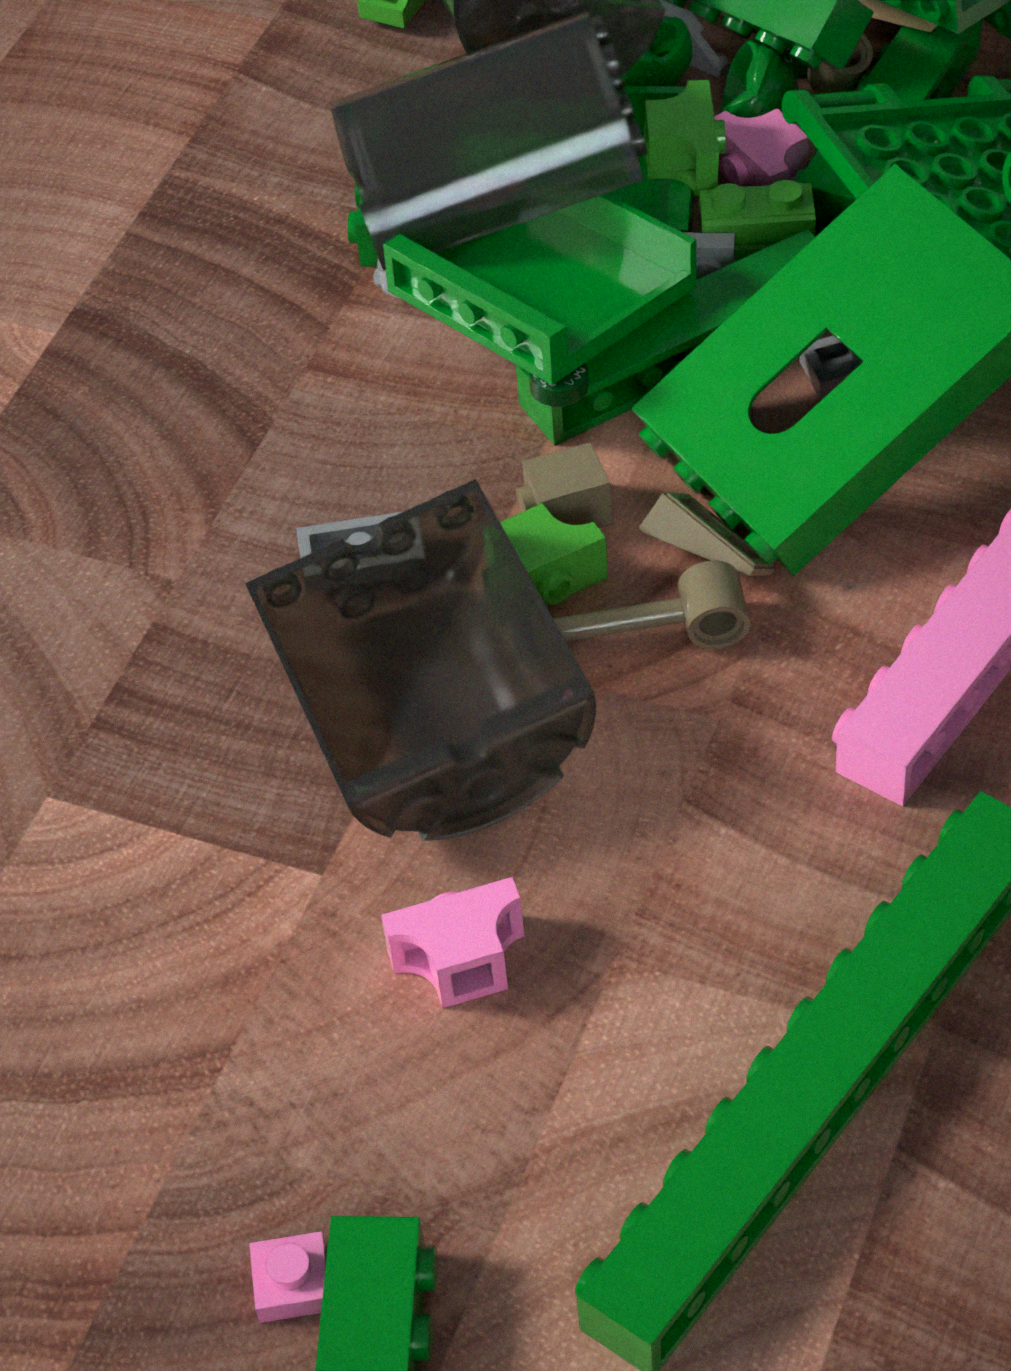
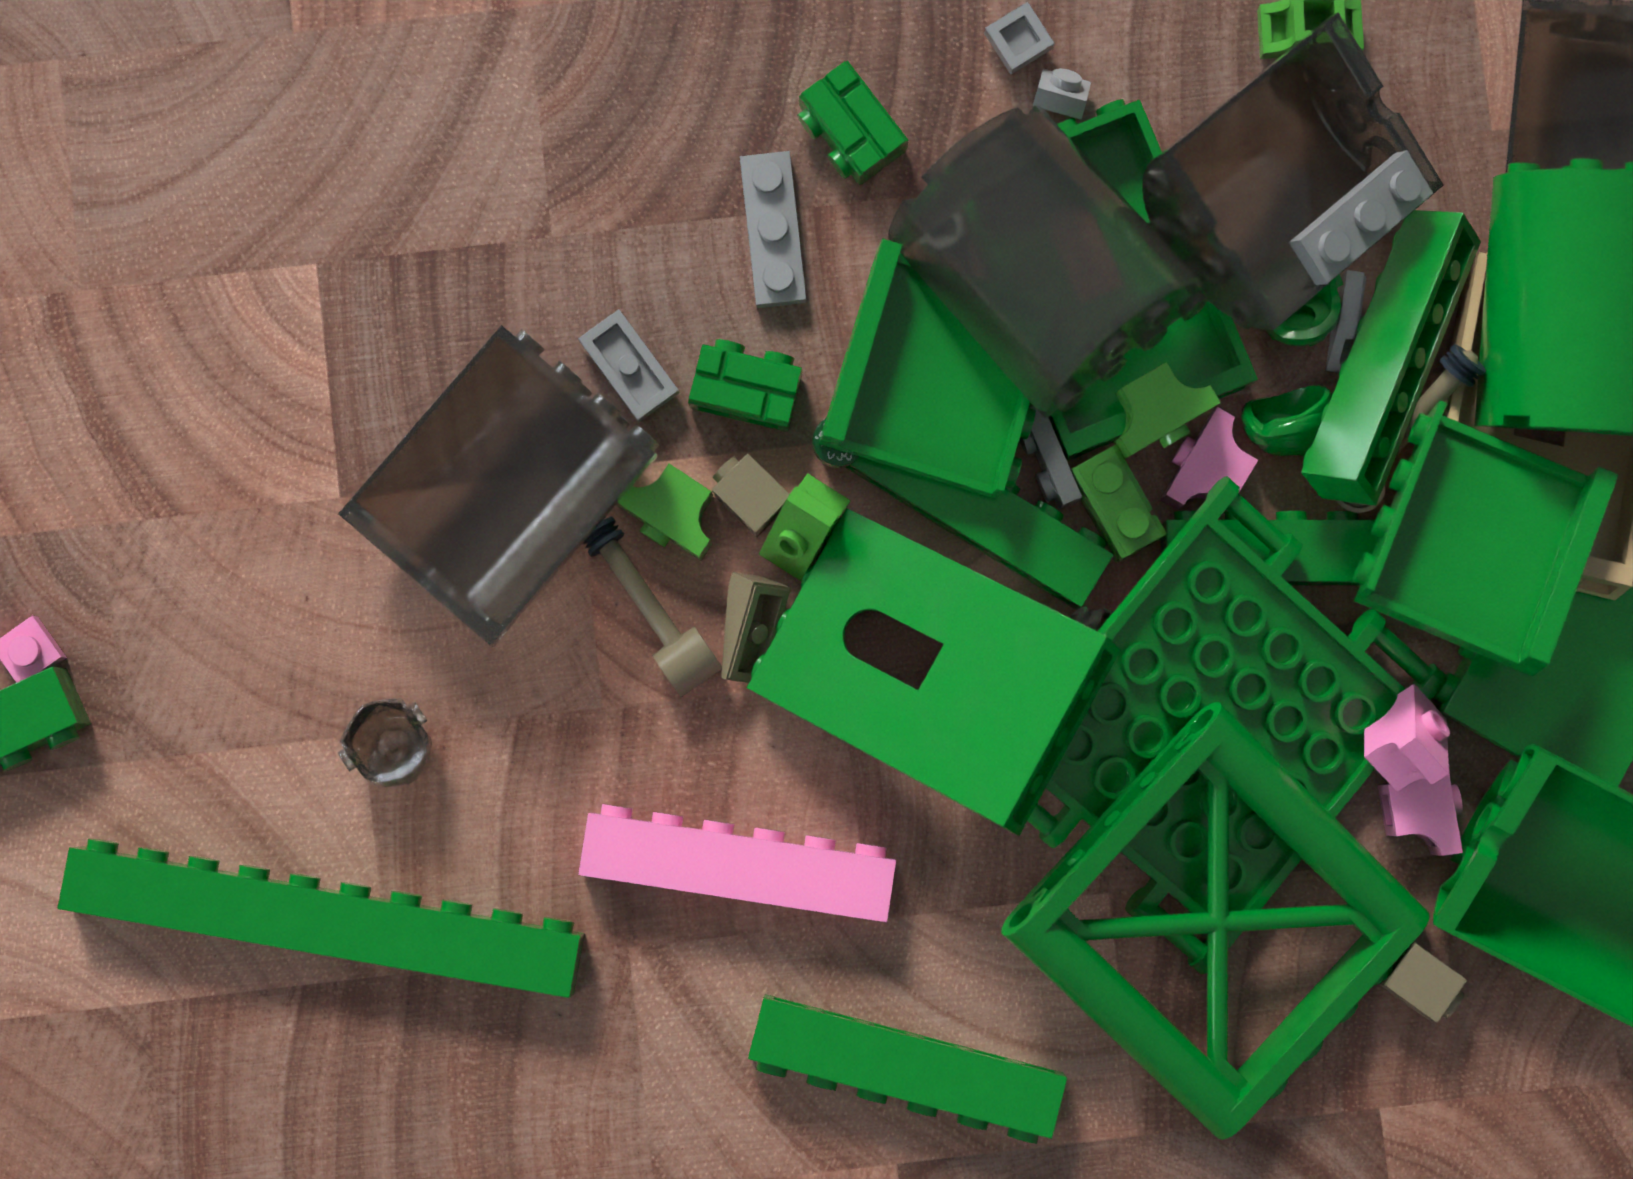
camera: 60 degrees right, 35 degrees up
(248, 294) = (851, 123): none -> green brick
(261, 162) = (1019, 38): none -> light grey plate
(305, 397) = (773, 229): none -> light grey plate
(326, 150) = (1062, 92): none -> light grey plate
(451, 451) = (745, 385): none -> green brick
(457, 940) = (310, 628): bright pink brick -> none
(630, 449) = (803, 526): none -> bright green brick
(643, 901) = (387, 743): none -> clear smoke cap

